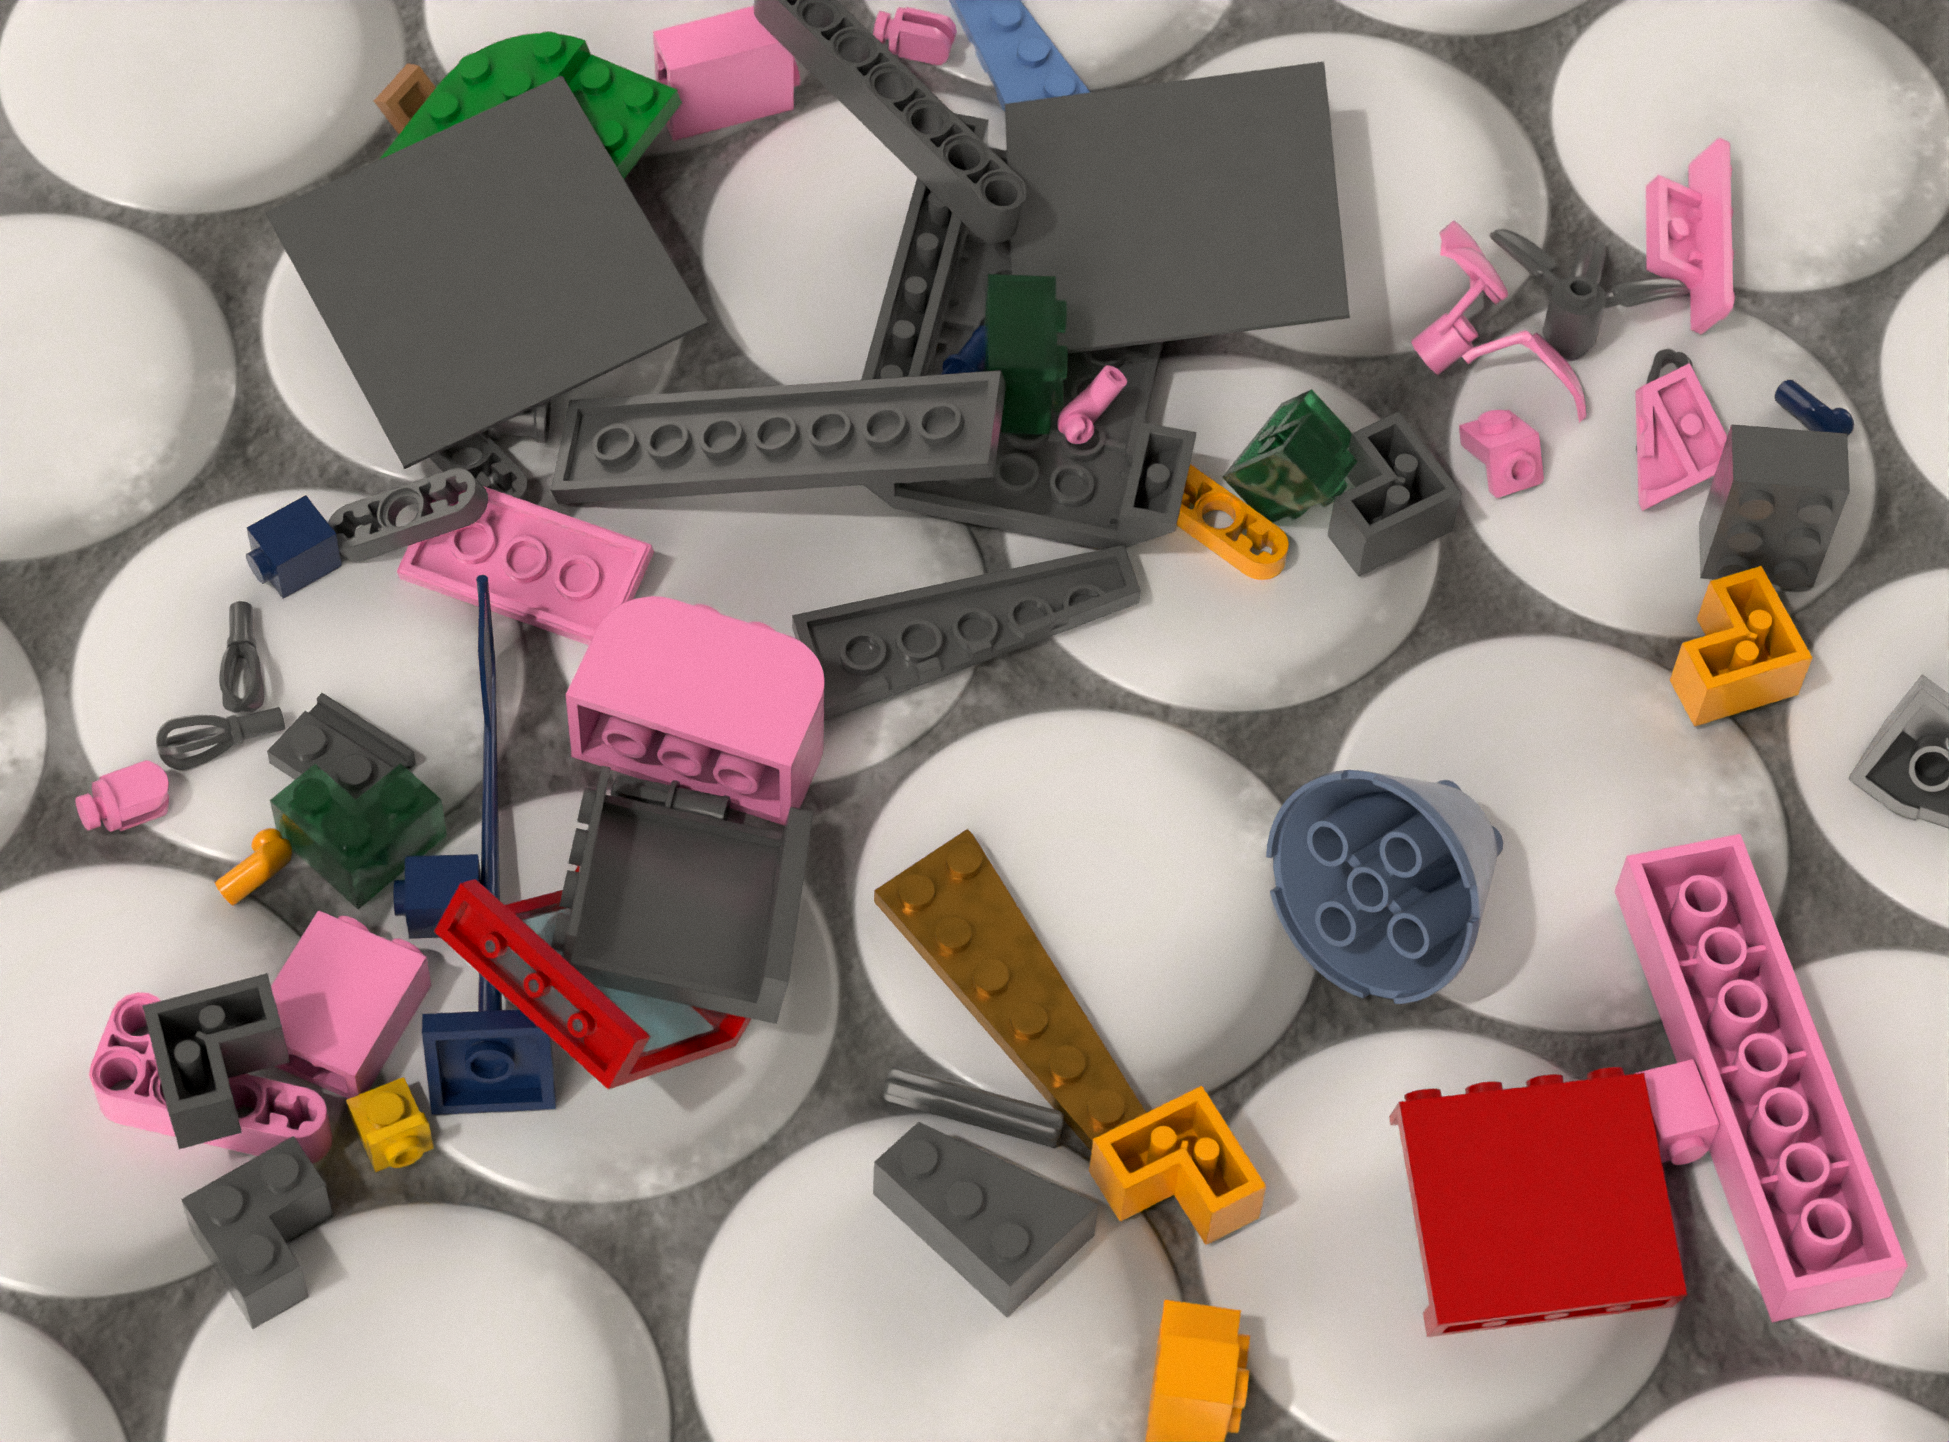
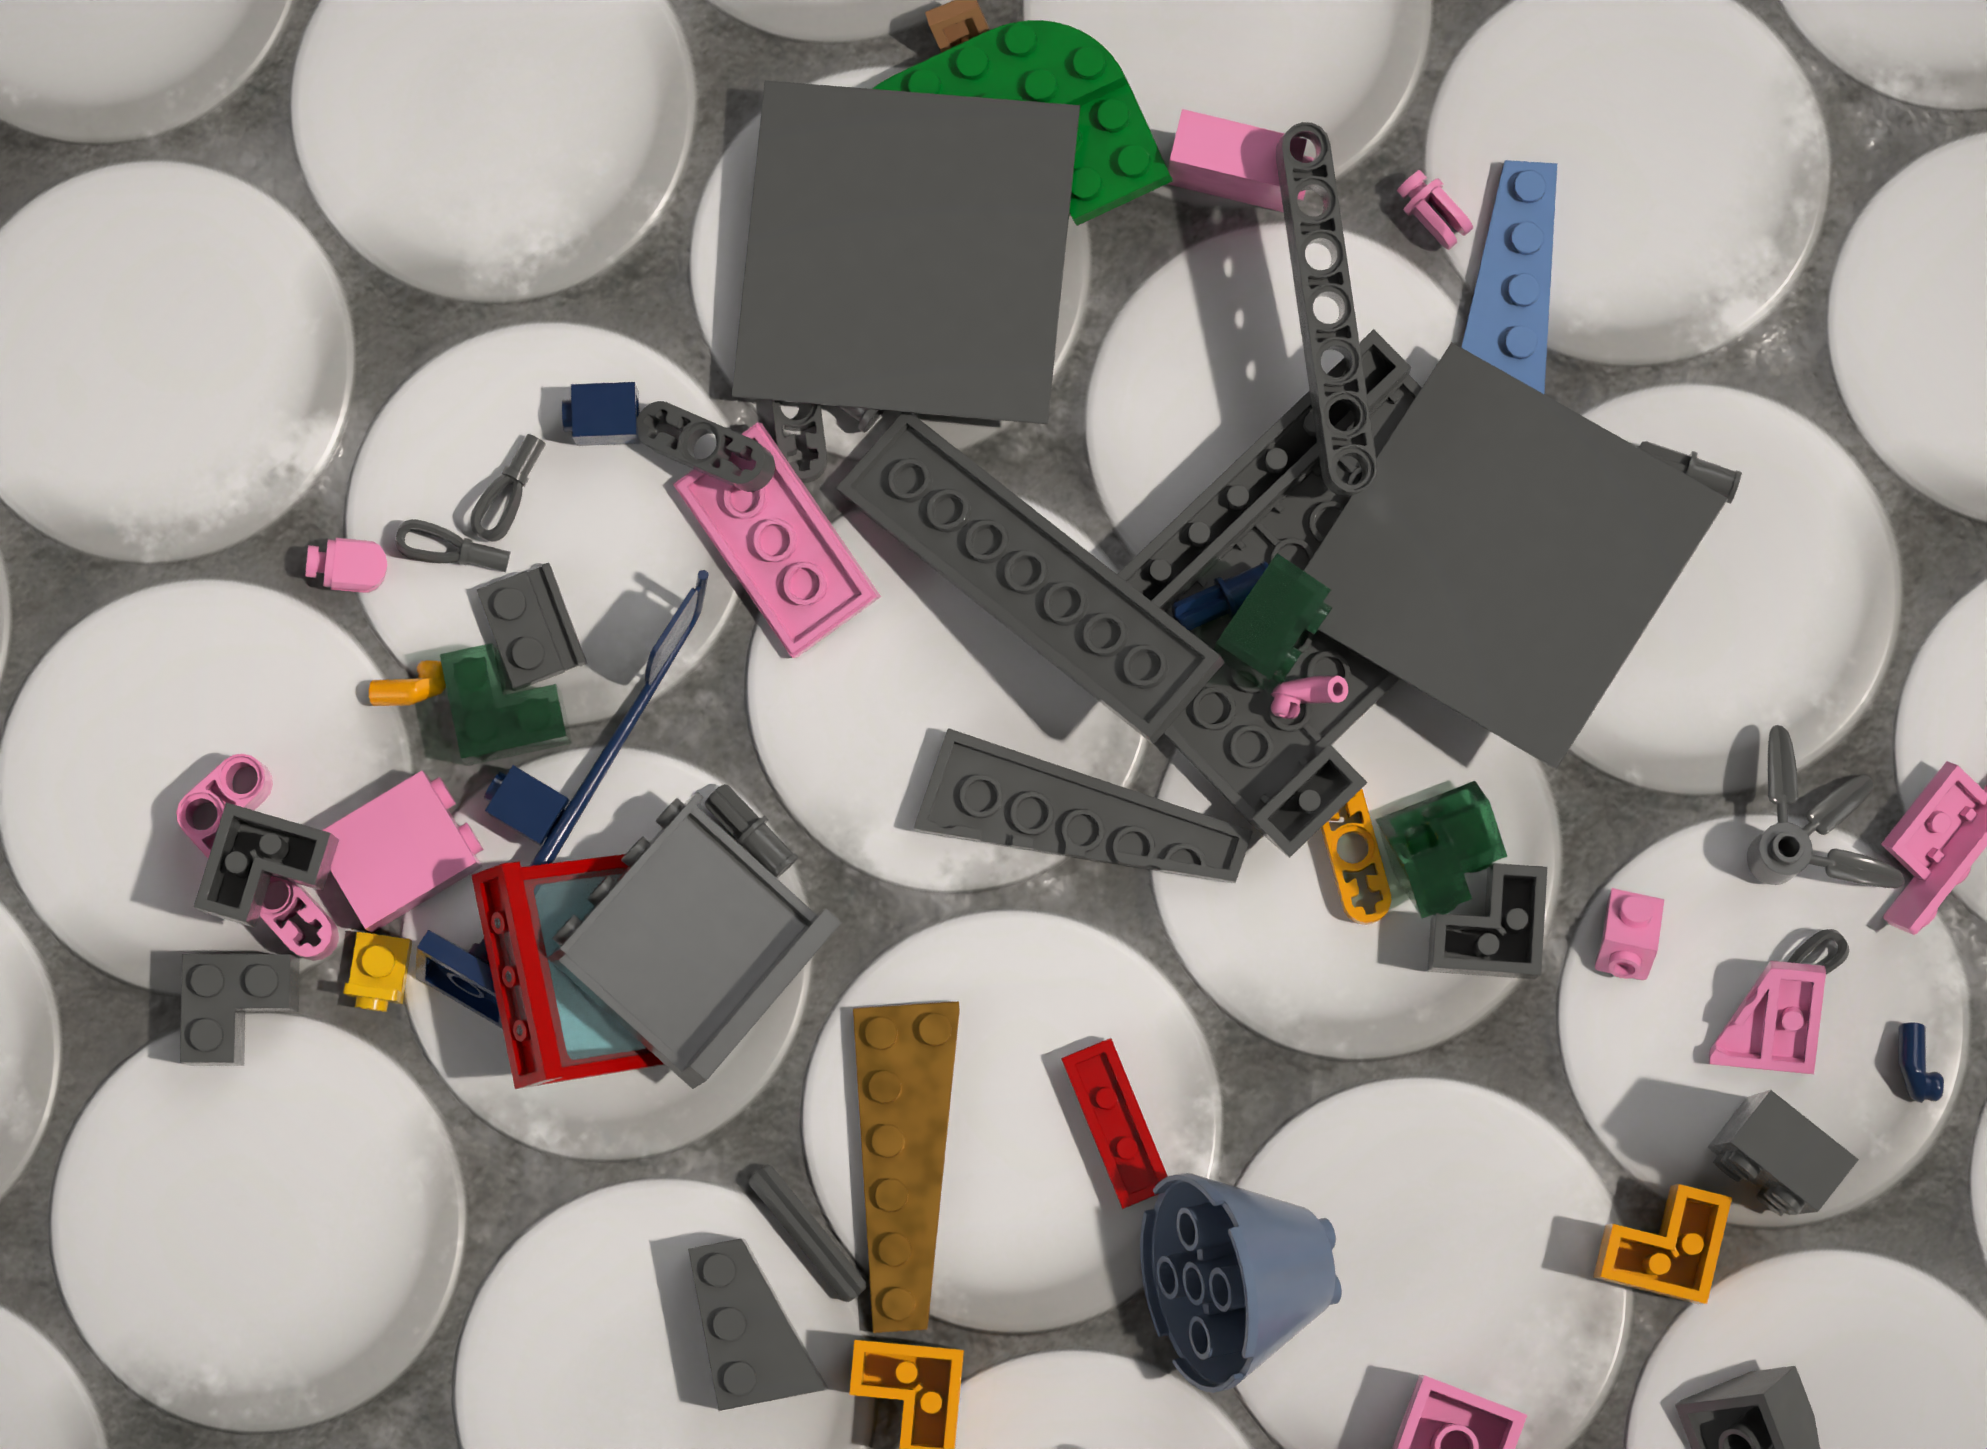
camera: 40 degrees right, 25 degrees up
(700, 703) = (819, 774): bright pink brick -> none
(1186, 843) = (1115, 1122): none -> red plate
(1452, 333) = (1678, 803): bright pink plant -> none

